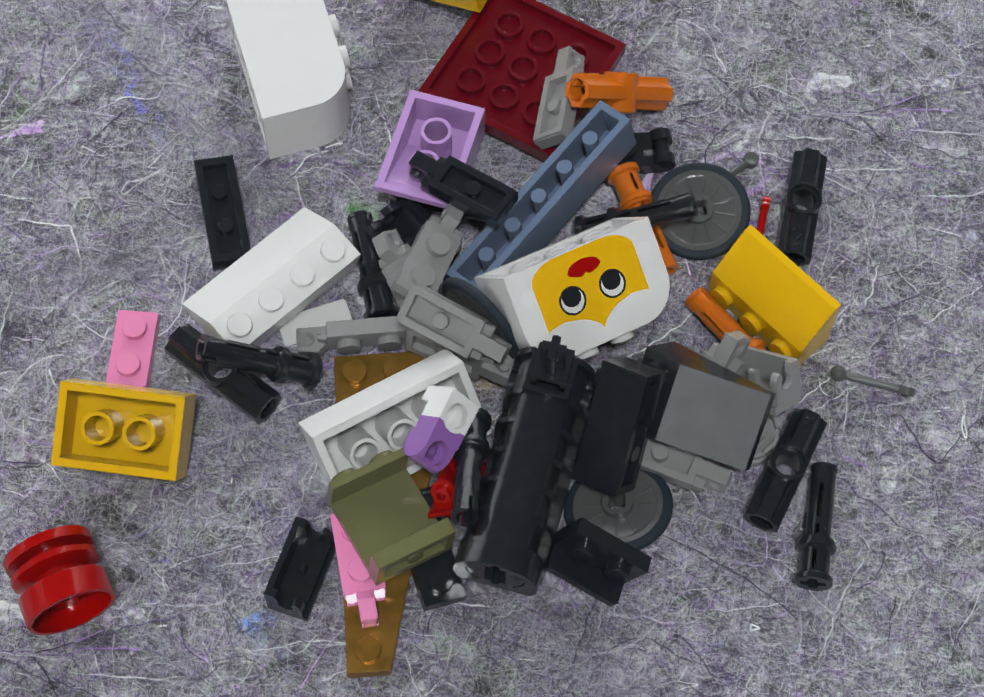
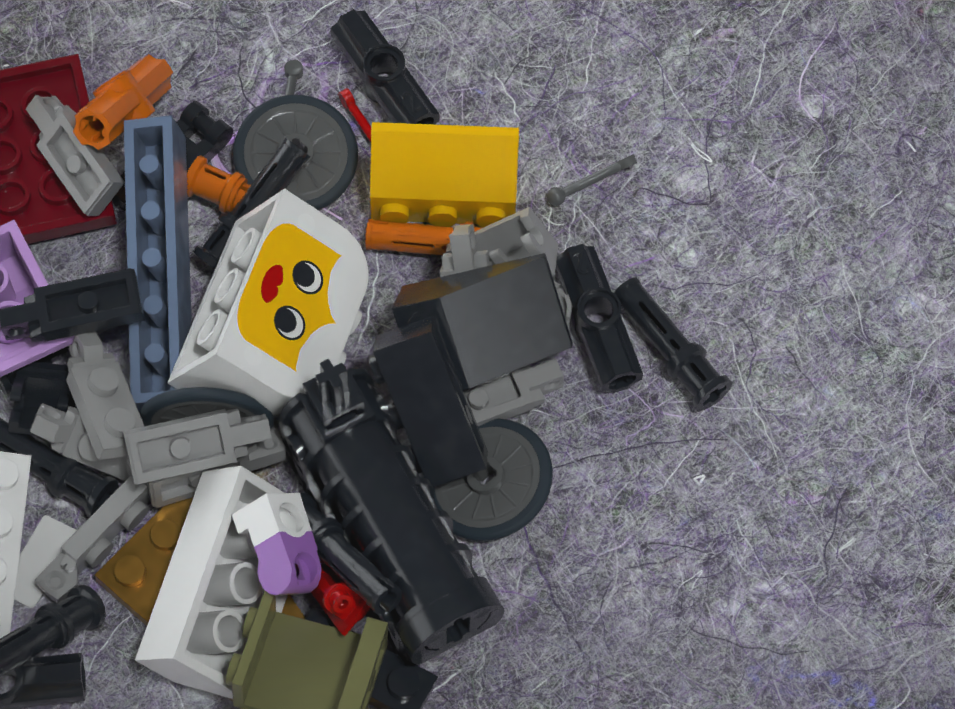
camera: 45 degrees left, 0 degrees up
(594, 560) = (521, 540): black bracket -> none

